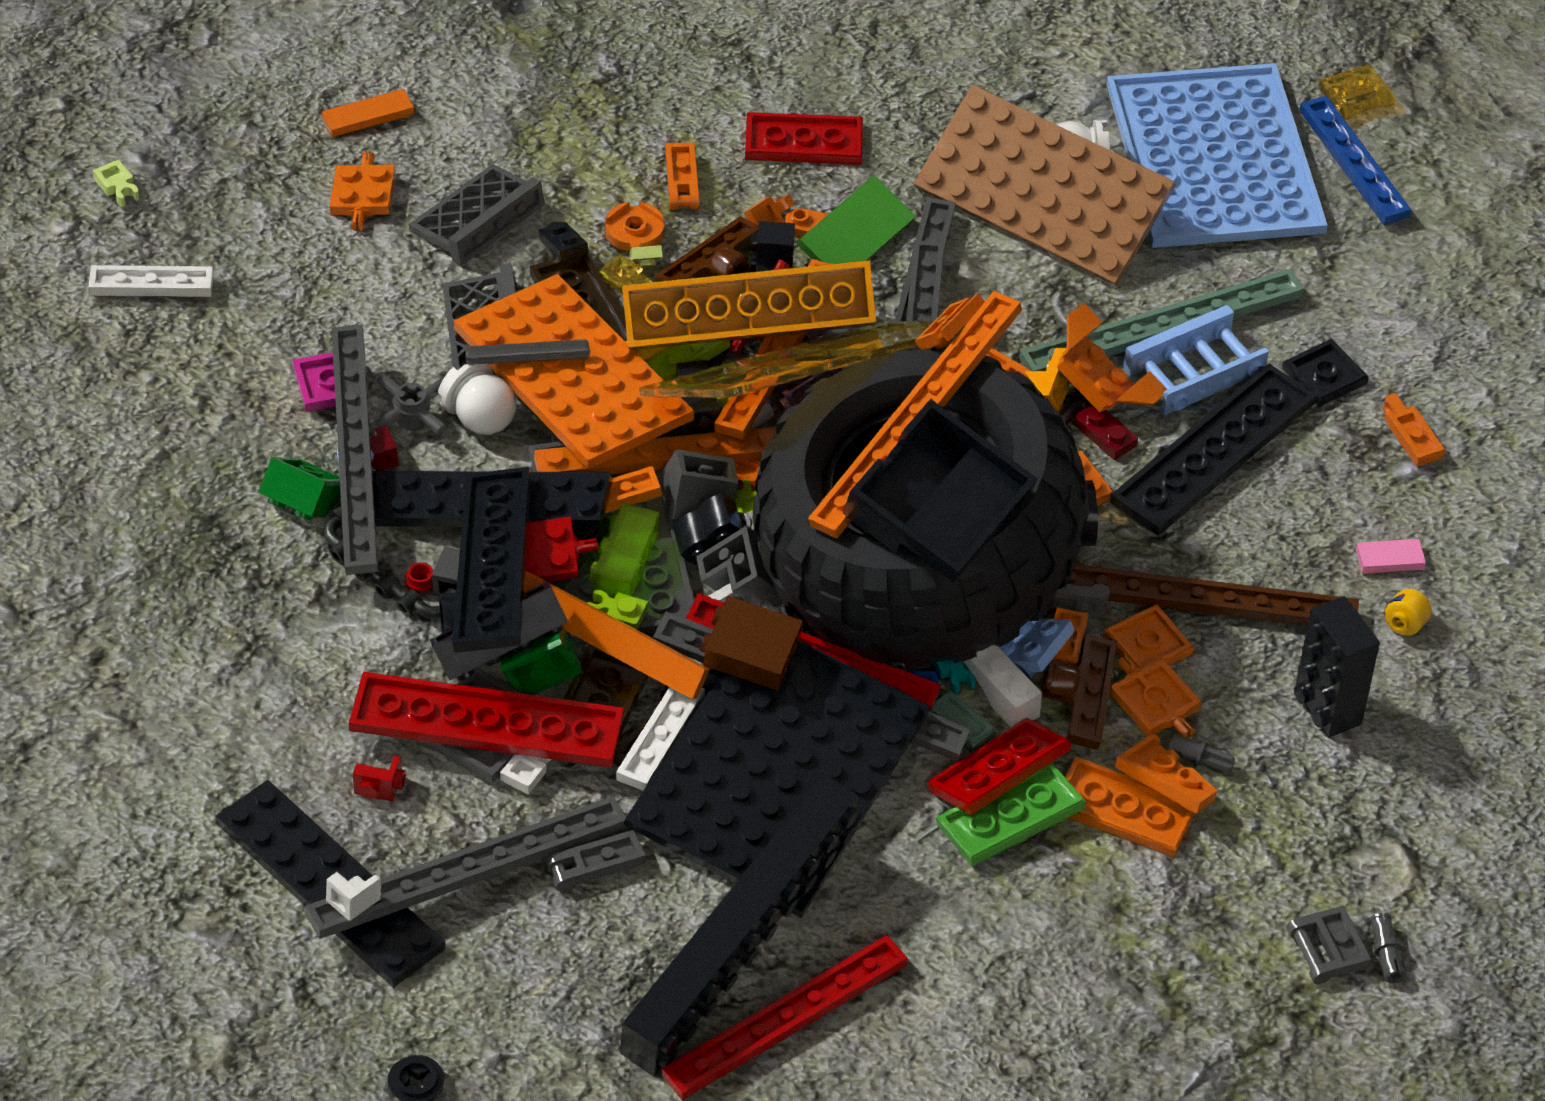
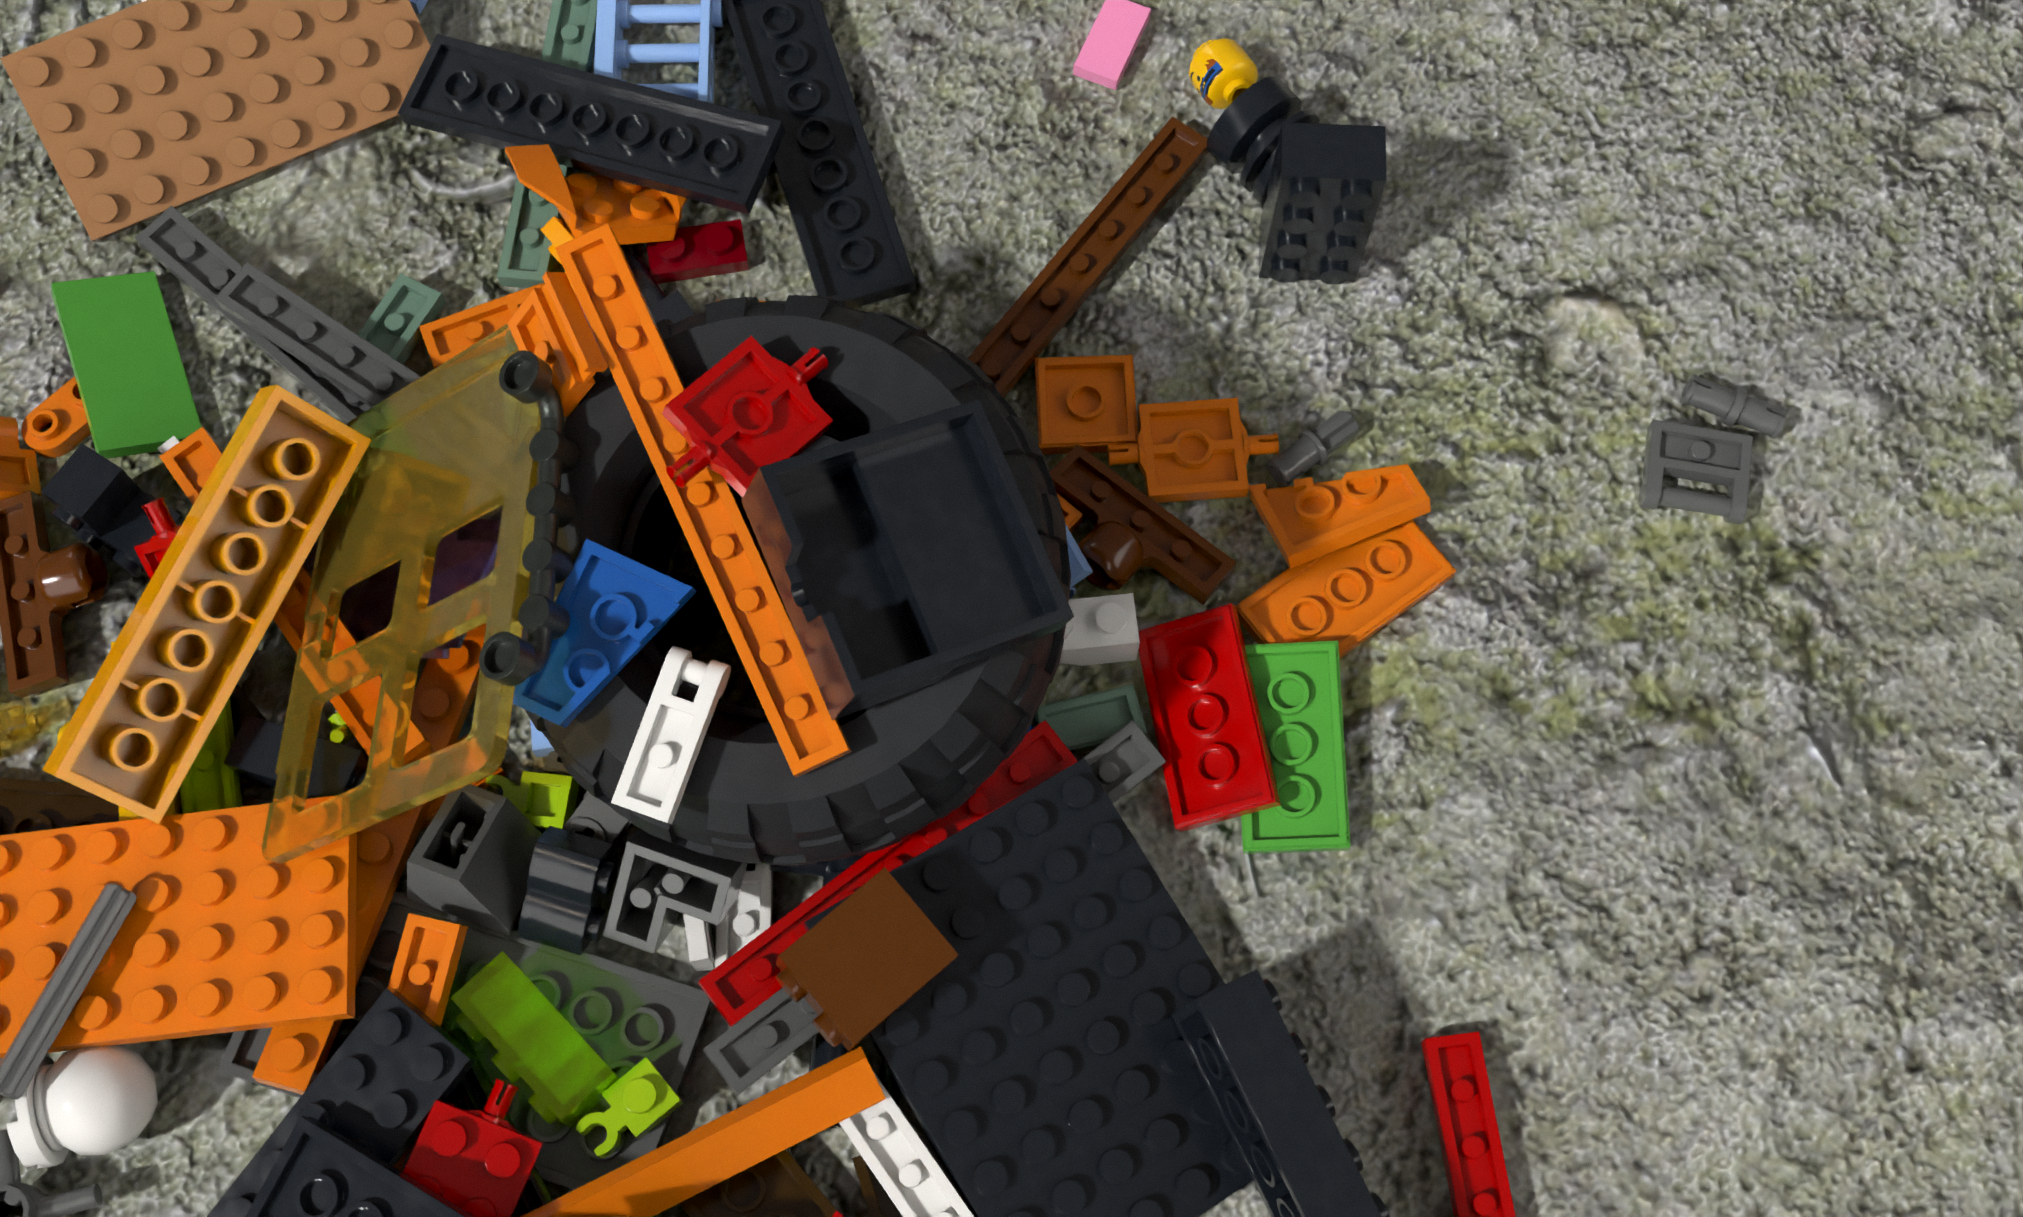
camera: 60 degrees left, 20 degrees up
(796, 467) = (670, 736): none -> white plate
(823, 412) = (613, 615): none -> blue wing
(868, 359) = (505, 655): none -> pearl dark grey bar
(968, 397) = (746, 415): none -> red plate
(1135, 339) = (594, 122): none -> black plate
(1395, 637) = (1249, 131): none -> black wheel

